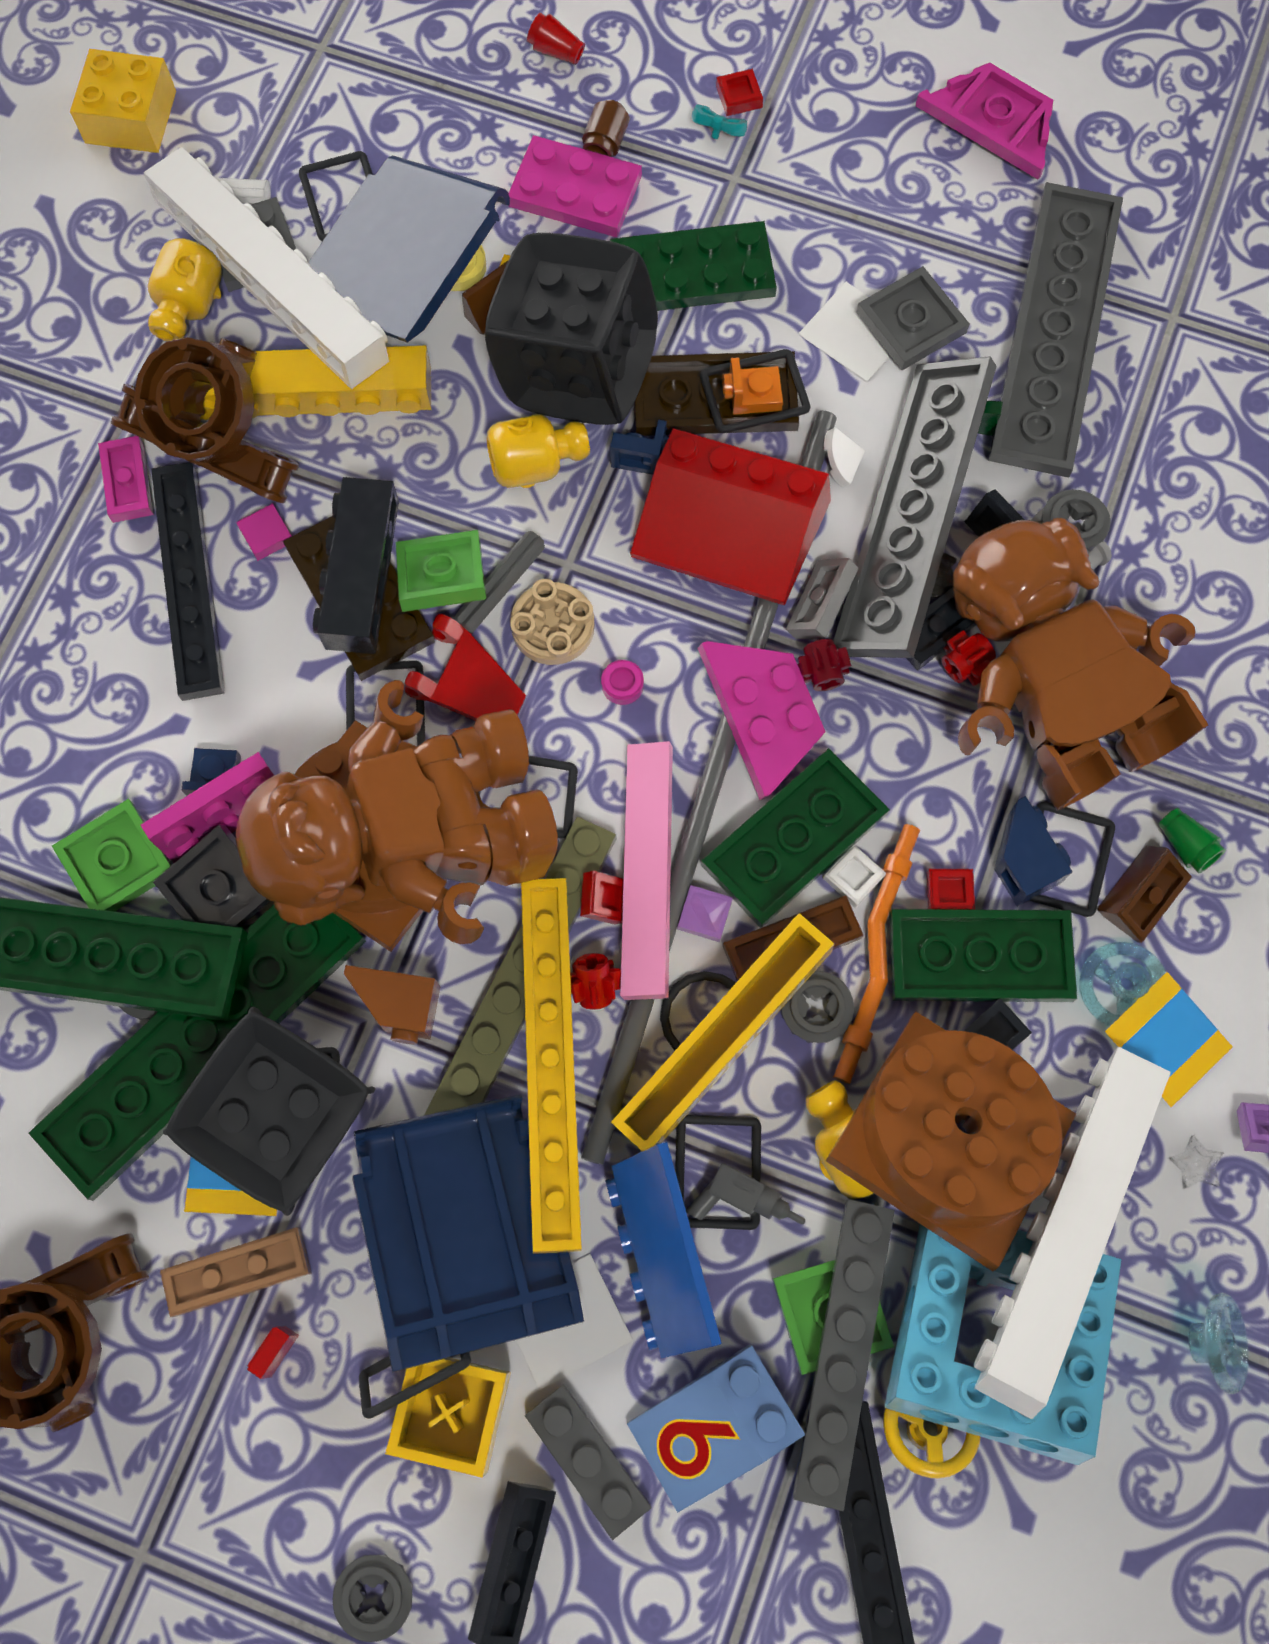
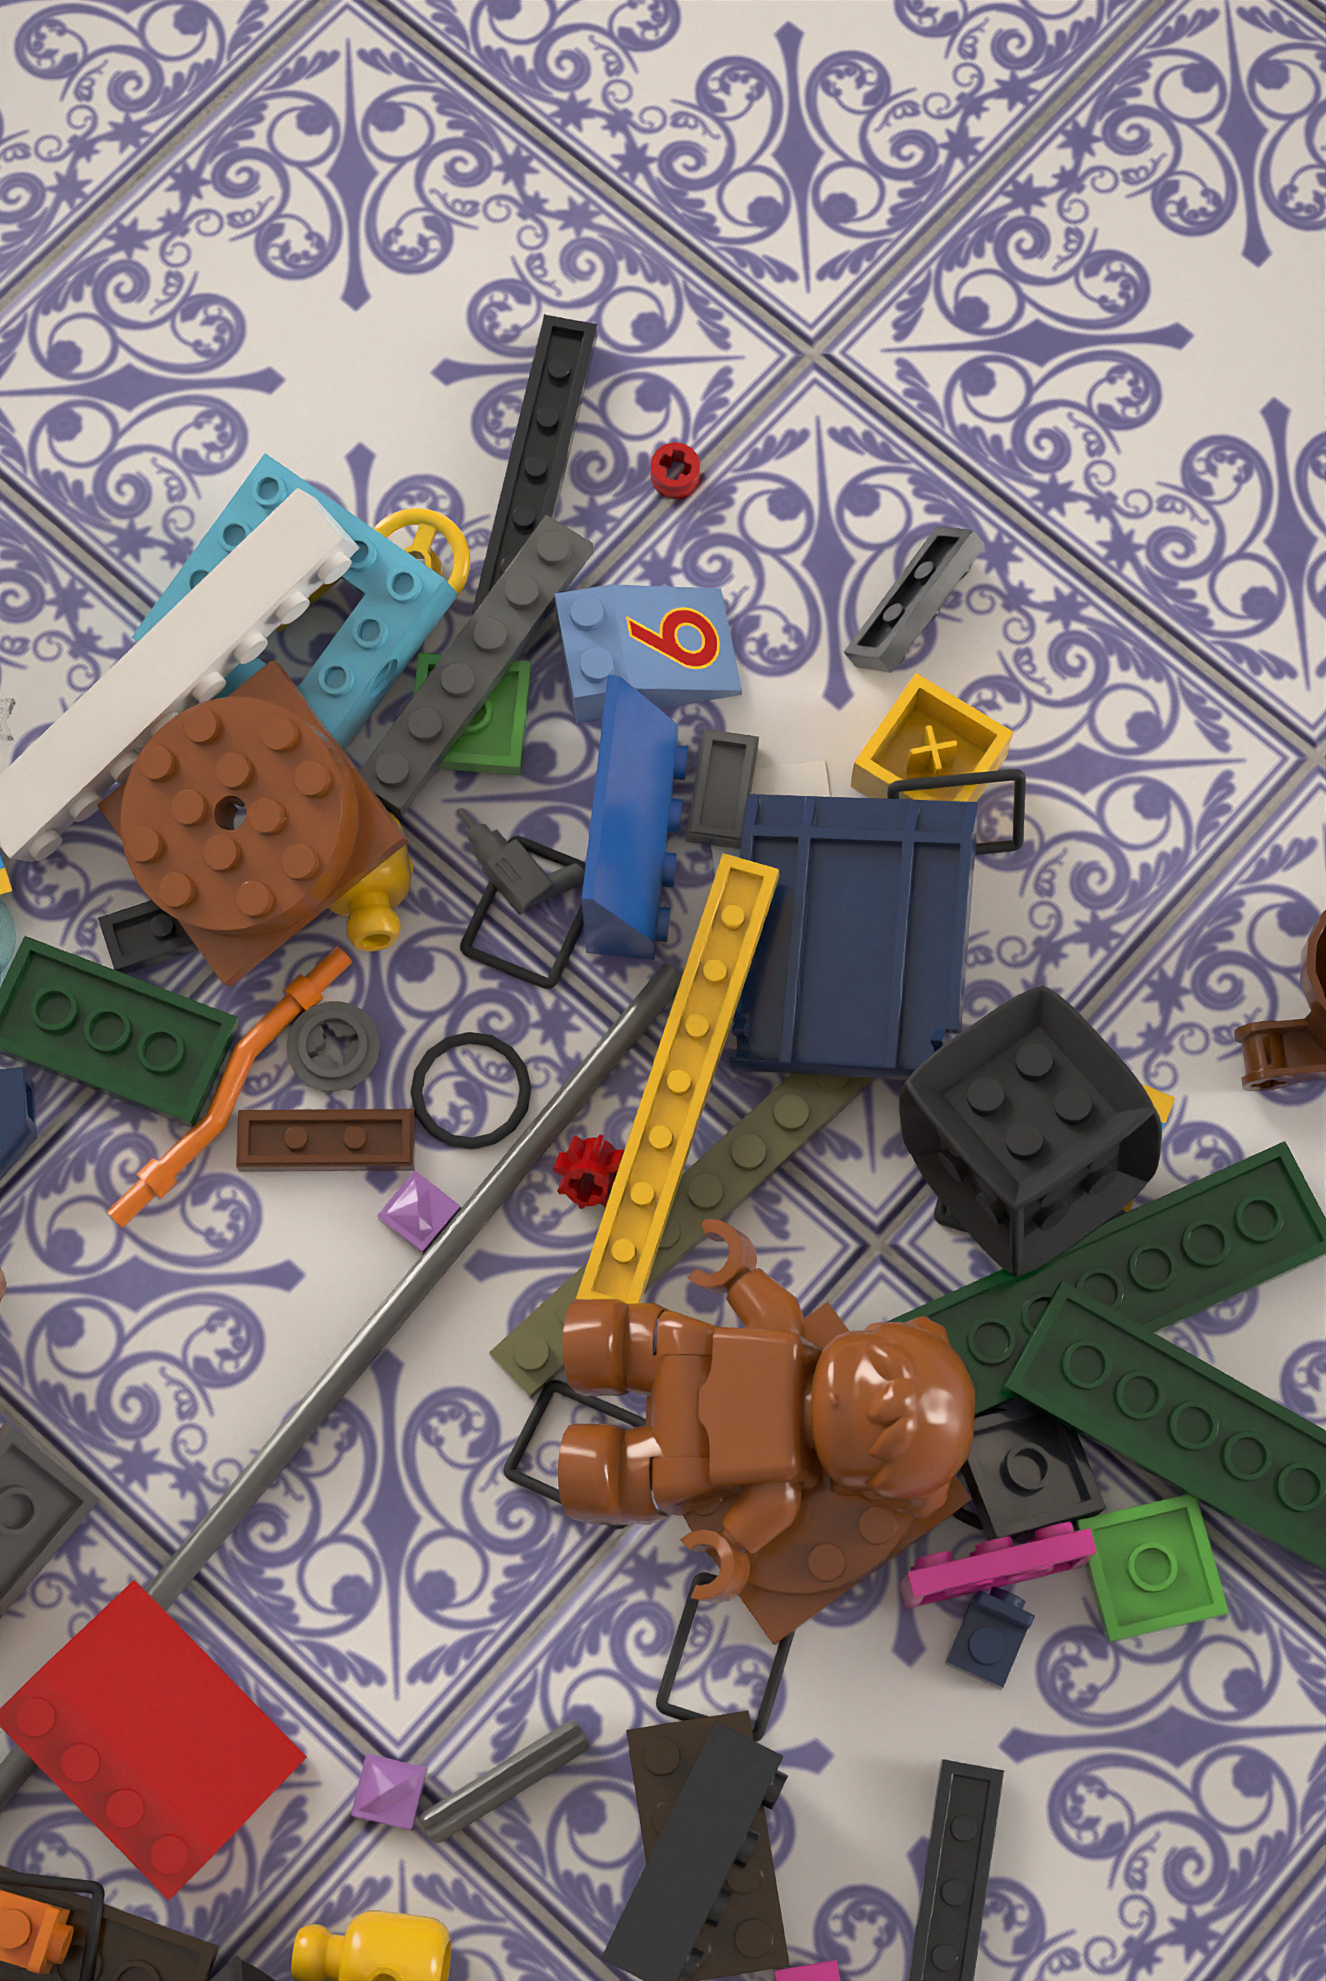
camera: 160 degrees left, 0 degrees up
(235, 1272) = (1142, 1003): medium nougat tile -> none
(272, 1352) = (1111, 897): red tile -> none
(348, 1595) = (1081, 602): dark grey gear -> none
(398, 1001) = (842, 1240): dark orange slope -> none
(440, 571) = (581, 1819): bright green plate -> none
(472, 678) = (597, 1644): red flag -> none
(552, 622) = (455, 1691): tan tile -> none
(569, 551) = (389, 1792): none -> medium lavender tile
(588, 1462) = (798, 671): dark grey plate -> none
(602, 897) = (537, 1274): red tile -> none
(610, 1329) = (722, 788): none -> dark grey tile
(622, 682) = (395, 1566): dark pink tile -> none
(636, 452) = (234, 1909): dark blue bracket -> none
(647, 872) = (467, 1291): bright pink tile -> none
(723, 1034) = (460, 1039): yellow brick -> none
(745, 1623) = (666, 456): none -> red bush
(764, 708) = (226, 1442): dark pink wing -> none
(794, 838) = (264, 1262): dark green plate -> none
(822, 598) = (78, 1574): light grey plate -> none
(824, 664) = (122, 1474): dark red gear -> none
(854, 876) = (213, 1190): white tile -> none
(950, 889) = (105, 1126): red tile -> none
(1221, 1339) = (66, 533): clear light blue piece -> none

